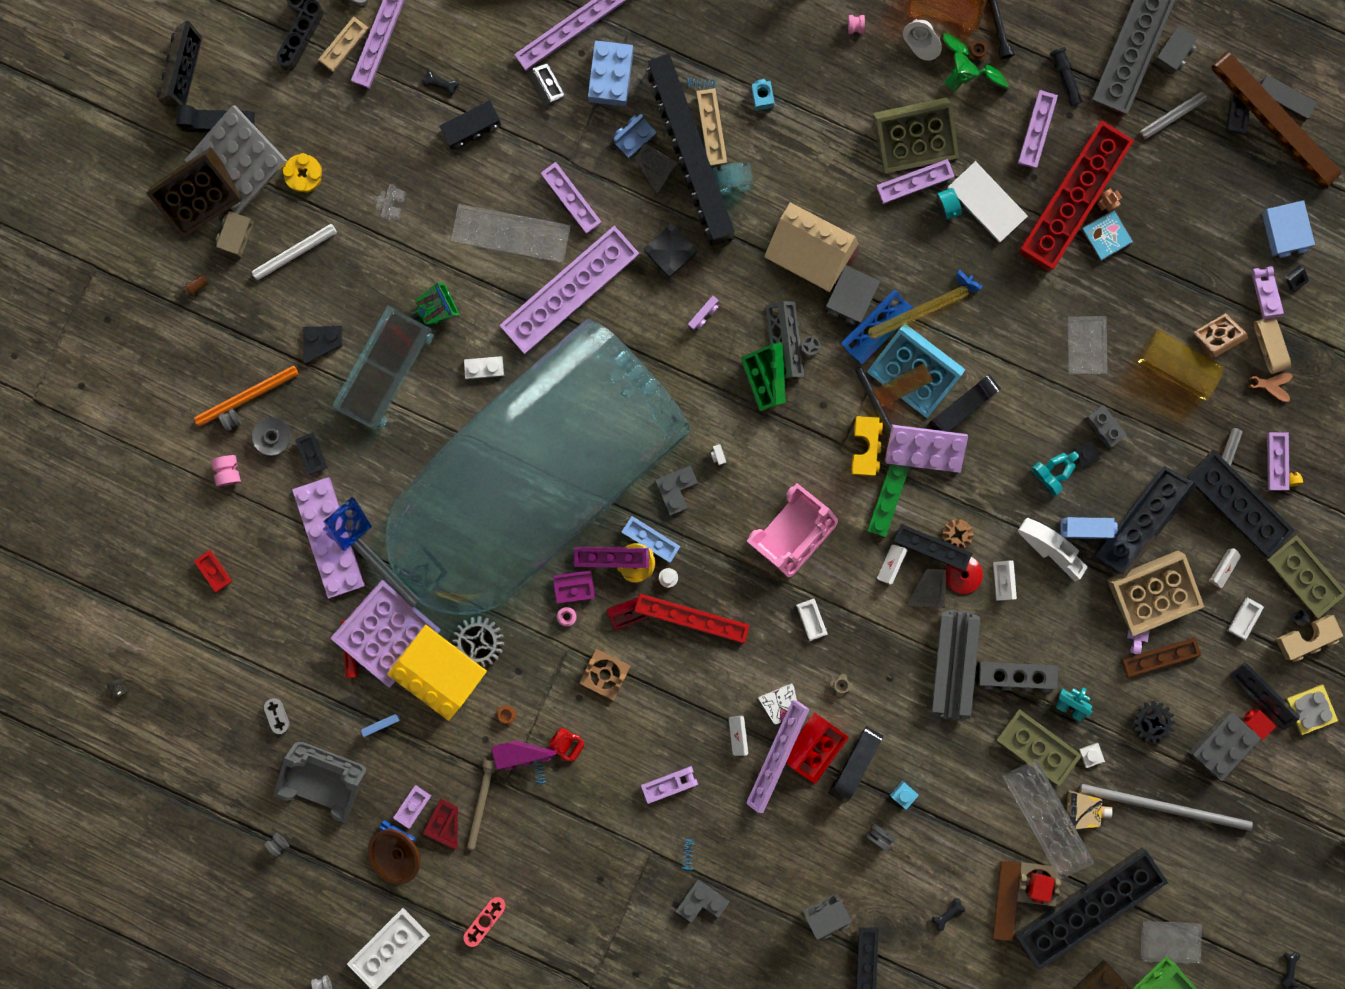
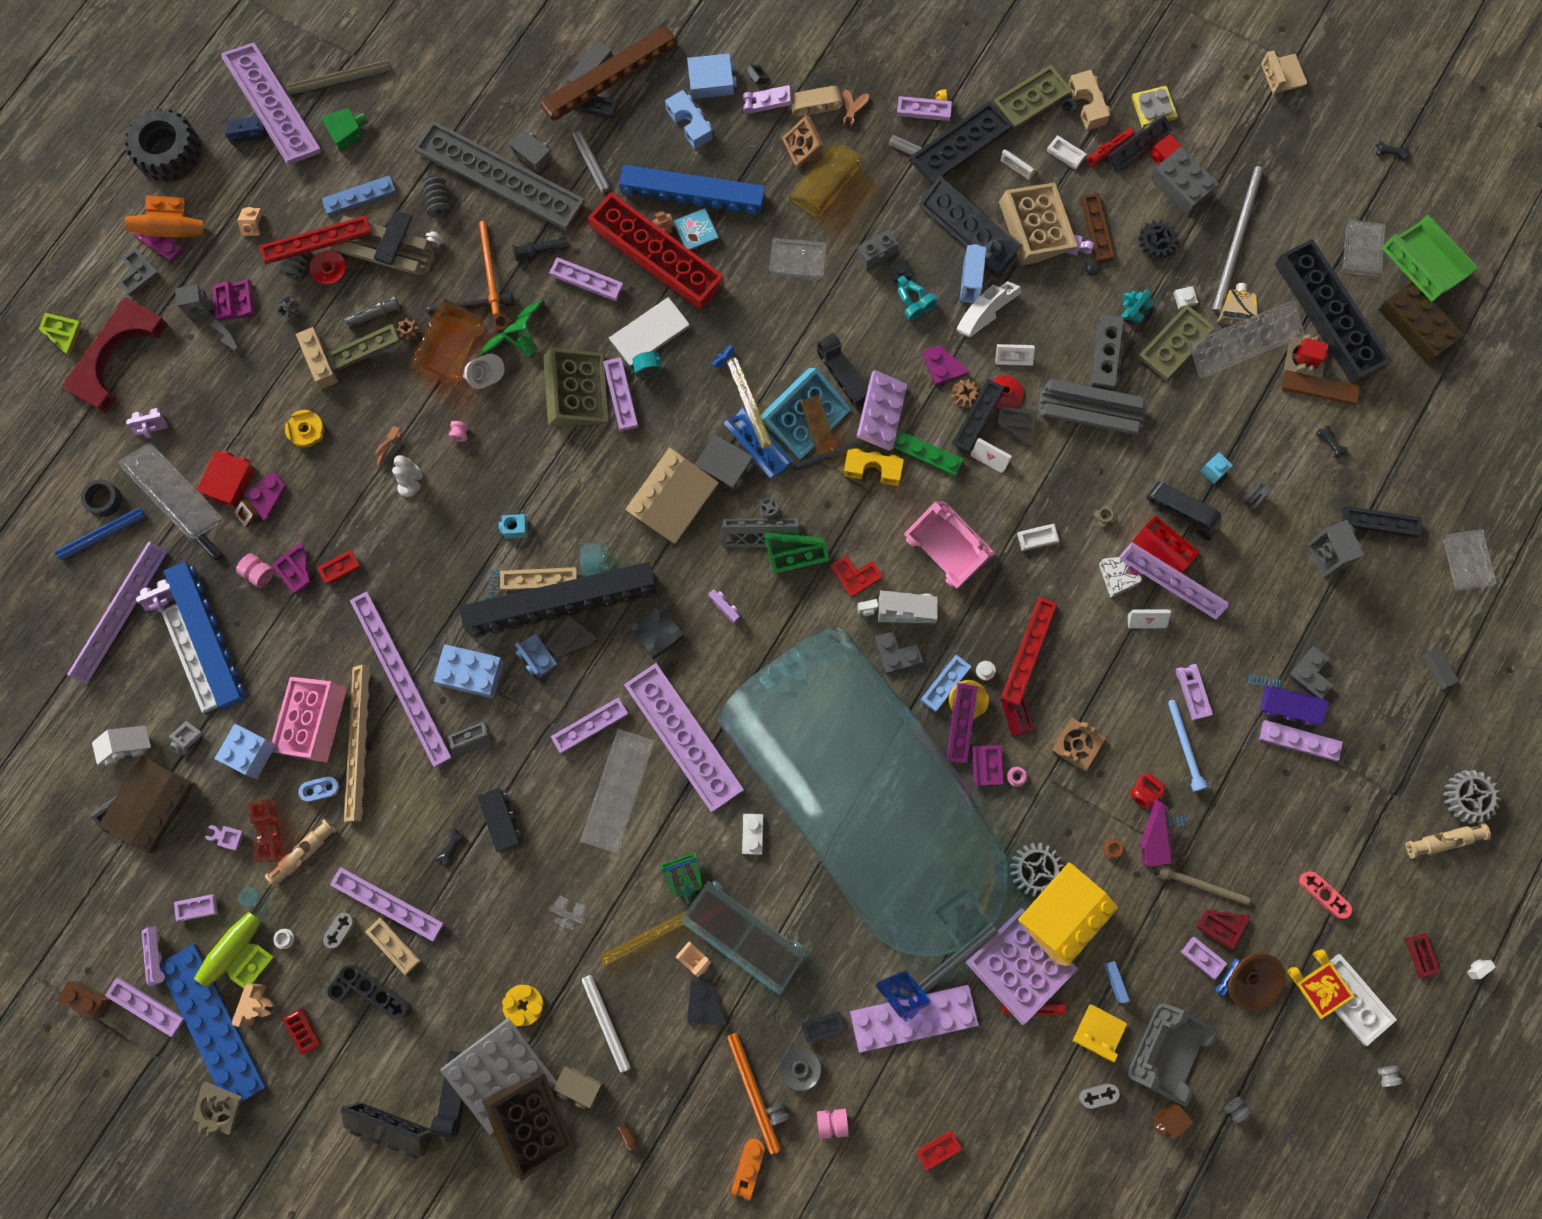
camera: 85 degrees left, 10 degrees down
(180, 399) = (748, 1168): none -> orange plate
(258, 782) = (1171, 1121): none -> reddish brown brick
(332, 712) = (1100, 1032): none -> yellow bracket
(360, 325) = (693, 959): none -> light nougat bracket
(373, 274) = (641, 939): none -> clear yellow axle
(395, 920) = (1322, 987): none -> flag
(580, 793) = (1198, 782): none -> light blue piece
(632, 893) = (1301, 740): none -> lavender plate
(665, 883) = (1293, 705): none -> dark purple brick
(722, 494) = (907, 607): none -> white wedge
(745, 440) = (855, 580): none -> red plate
(986, 507) = (943, 365): none -> magenta wing
(1003, 37) = (494, 299): none -> orange bar
(1113, 655) = (1092, 267): none -> black hinge
(1152, 225) = (692, 189): none -> blue brick
(1246, 201) = (682, 107): none -> light blue arch
(1252, 660) = (1105, 150): none -> red pin

